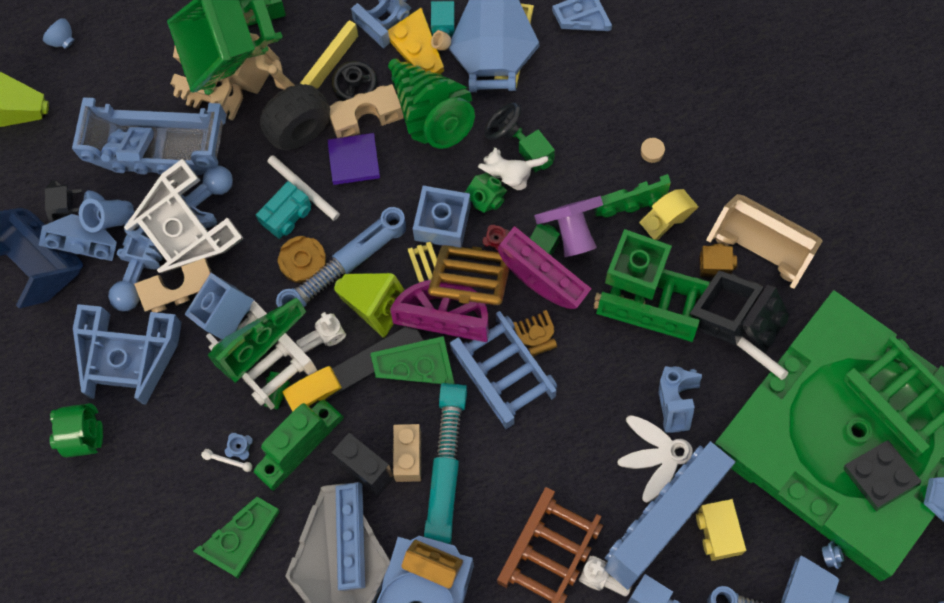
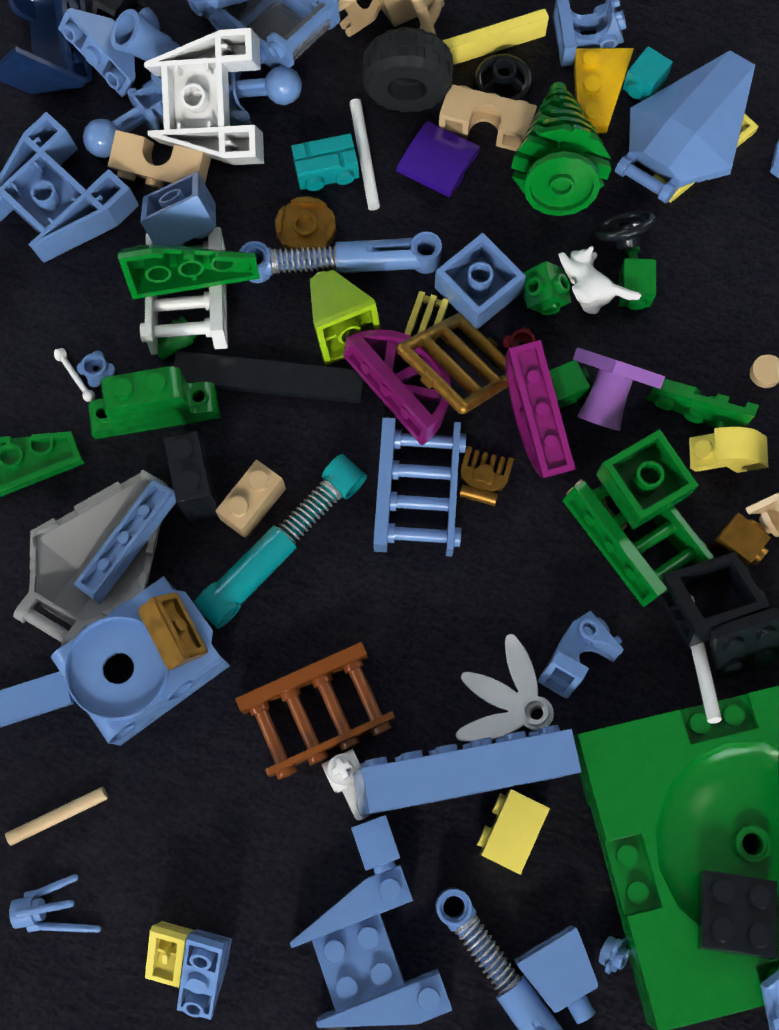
camera: 35 degrees right, 5 degrees up
(312, 388) = (208, 363): yellow slope -> none
(327, 331) = (270, 316): white axle -> none
(416, 362) = (334, 413): green wing -> none
(440, 40) = (626, 96): tan hinge -> none

